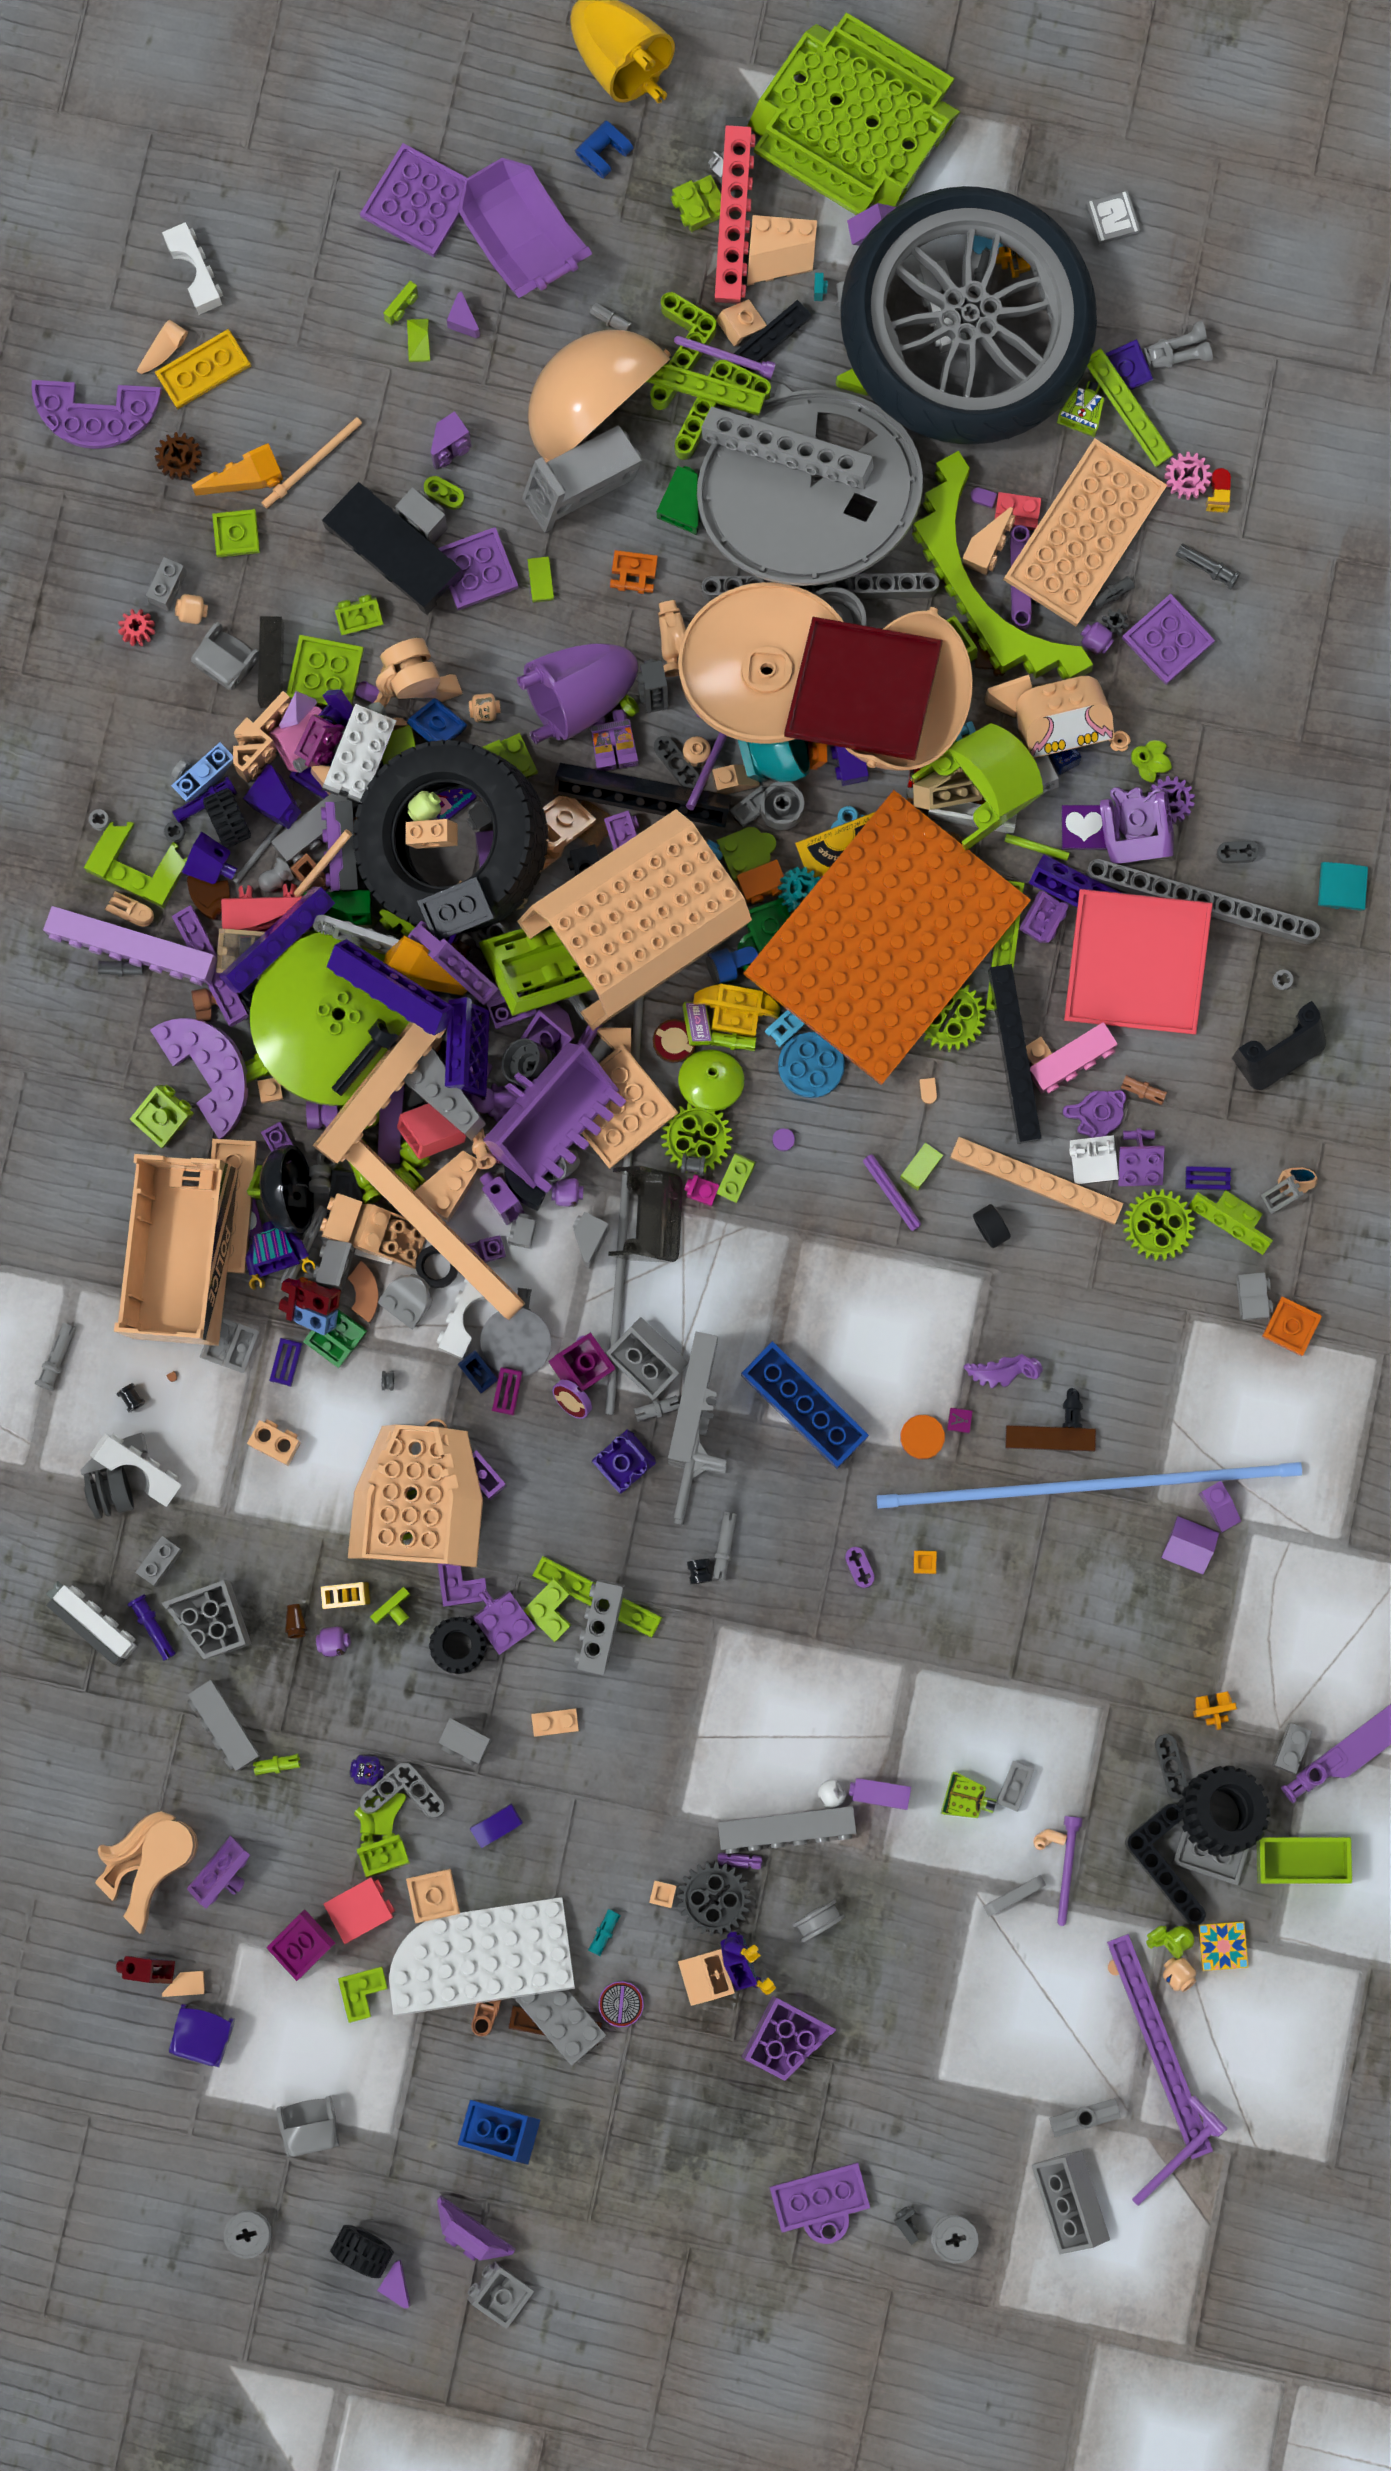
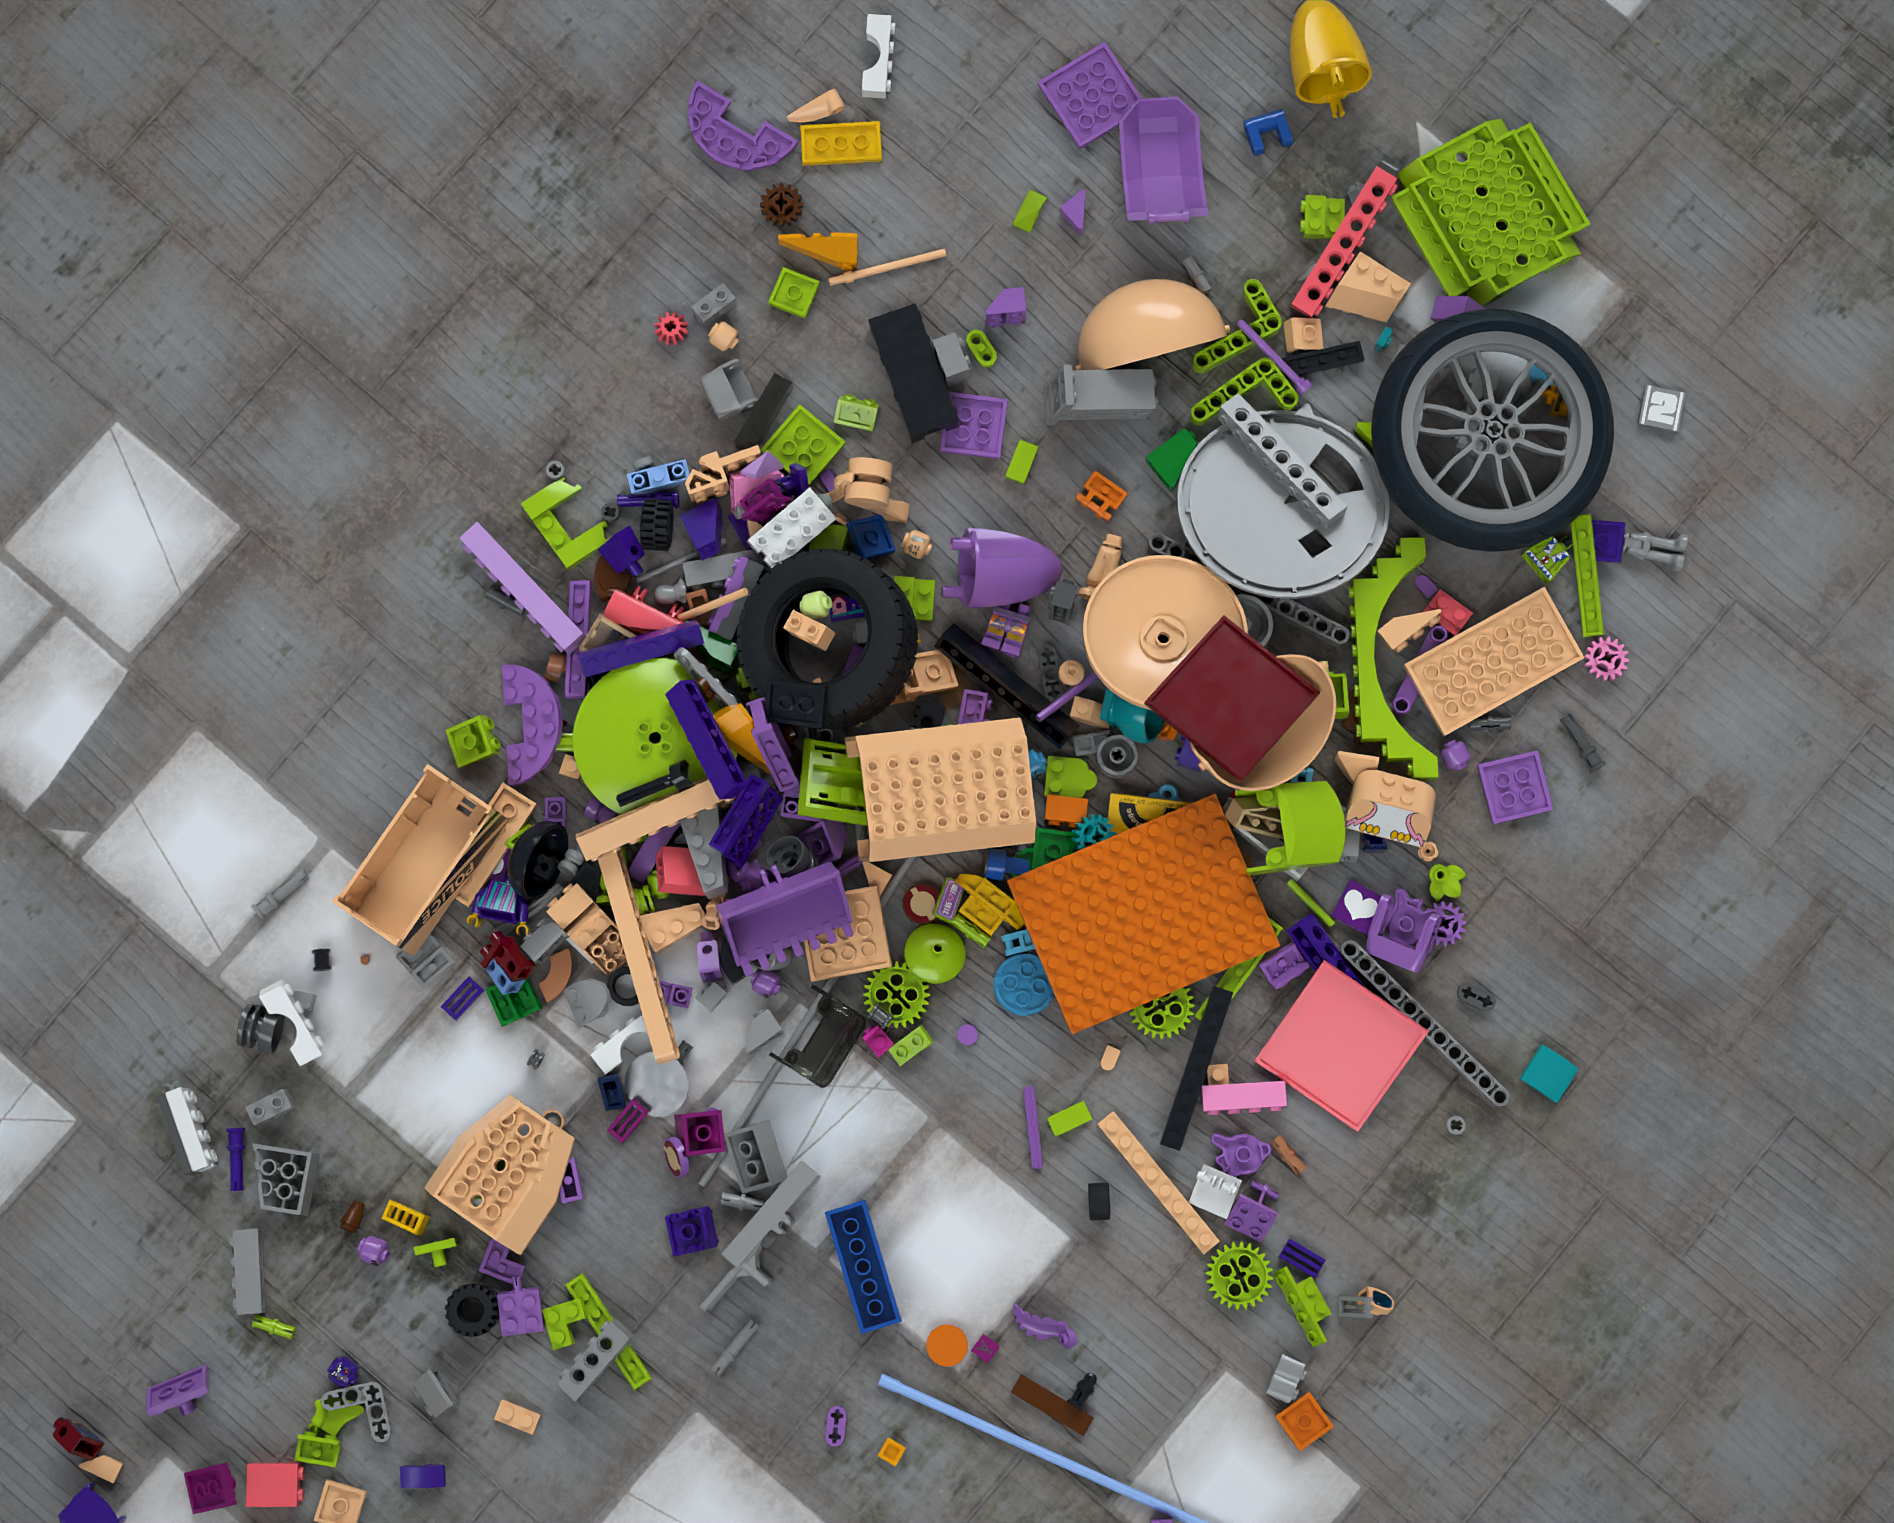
camera: 30 degrees right, 0 degrees up
(130, 910) = (541, 561): light nougat arm -> none
(154, 1848) = (138, 1344): light nougat animal -> none
(271, 1446) = (412, 1063): light nougat brick -> none
(361, 942) = (704, 688): none -> reddish brown tile
(396, 309) = (1035, 171): lime plate -> none
(629, 705) = (1037, 606): lime tile -> none
(699, 1576) = (702, 1362): black wheel -> none
(709, 388) = (1245, 378): lime tile -> none
(1115, 616) = (1480, 754): dark grey gear -> none
(1220, 497) = (1630, 681): leg -> none
(1266, 1067) = (1399, 1193): black windscreen -> none

